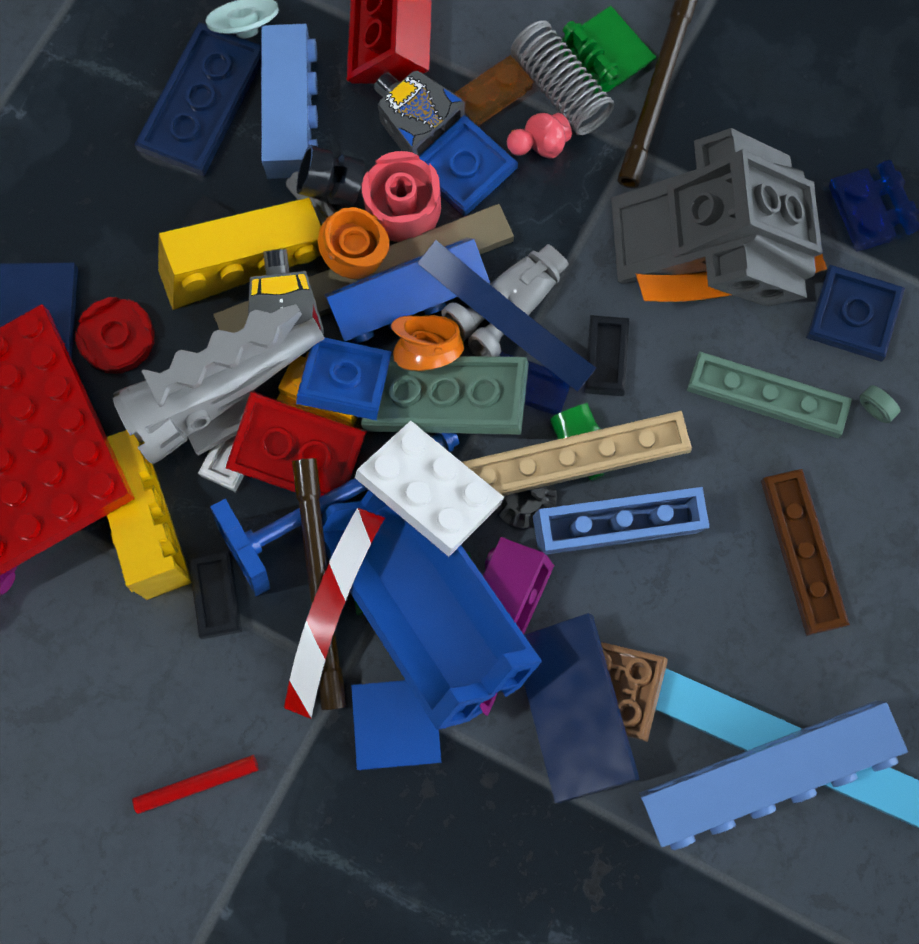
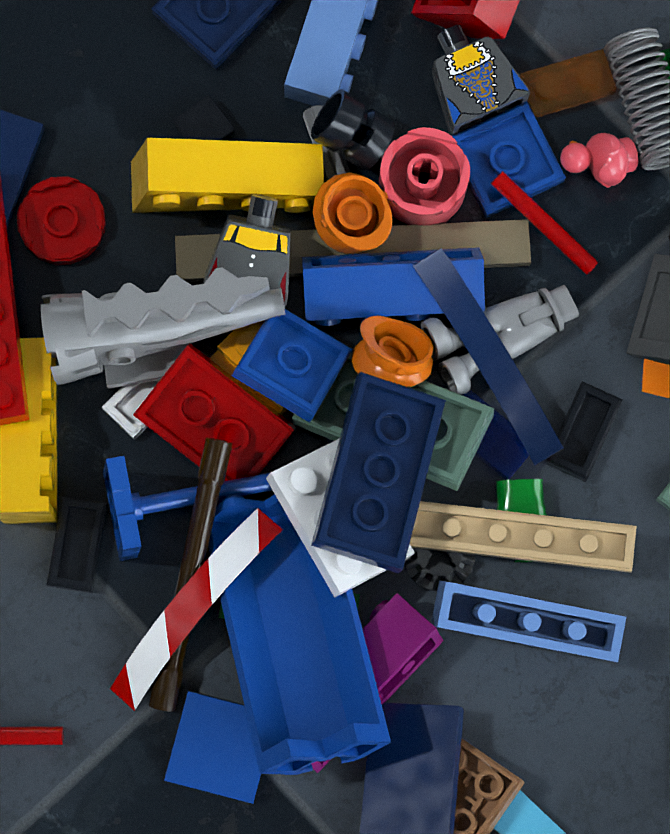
camera: 10 degrees right, 5 degrees up
(449, 440) = (378, 473): none -> dark blue tile
(513, 201) = (544, 222): none -> red bar

